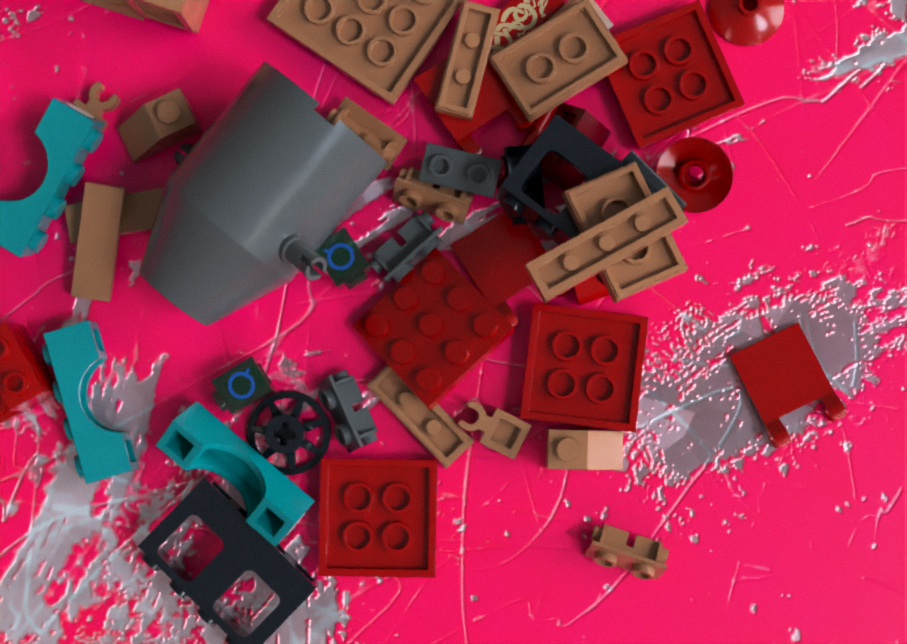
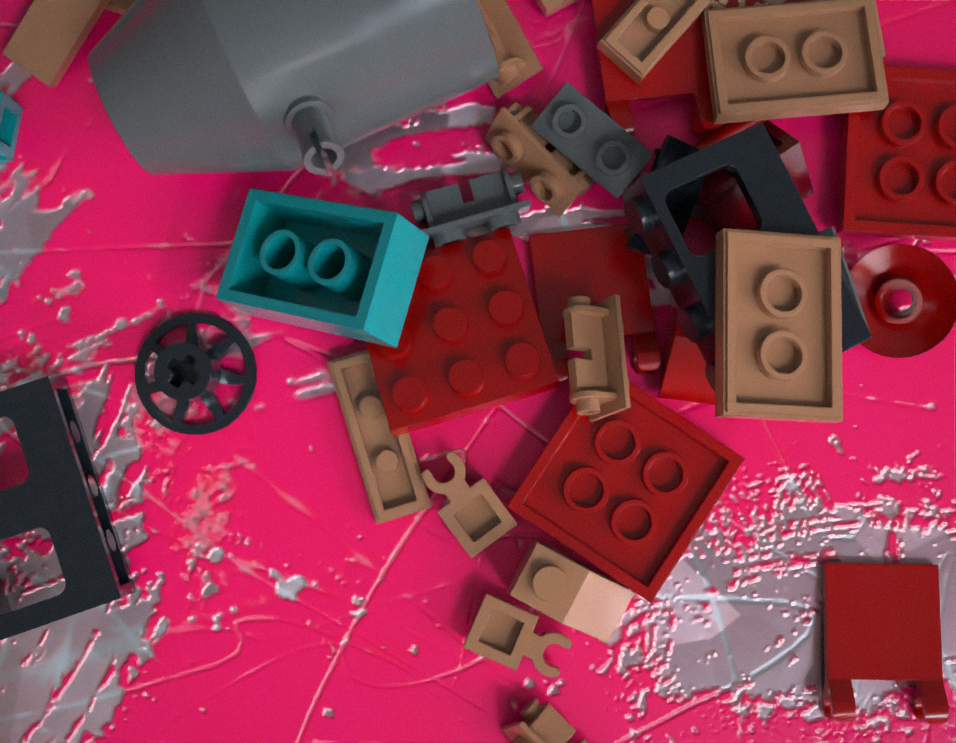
camera: 20 degrees right, 0 degrees up
(203, 442) = (74, 328): teal arch -> none
(242, 386) = (163, 281): clear green brick -> none
(337, 329) = (324, 266): none -> teal brick
(338, 399) = (282, 362): dark grey hinge -> none
(344, 260) = (379, 175): brick -> none
(378, 517) = (253, 544): red plate -> none
(534, 315) = (600, 379): none -> nougat hinge
(557, 494) = (507, 632): none -> nougat plate
(606, 244) = (747, 328): nougat plate -> none

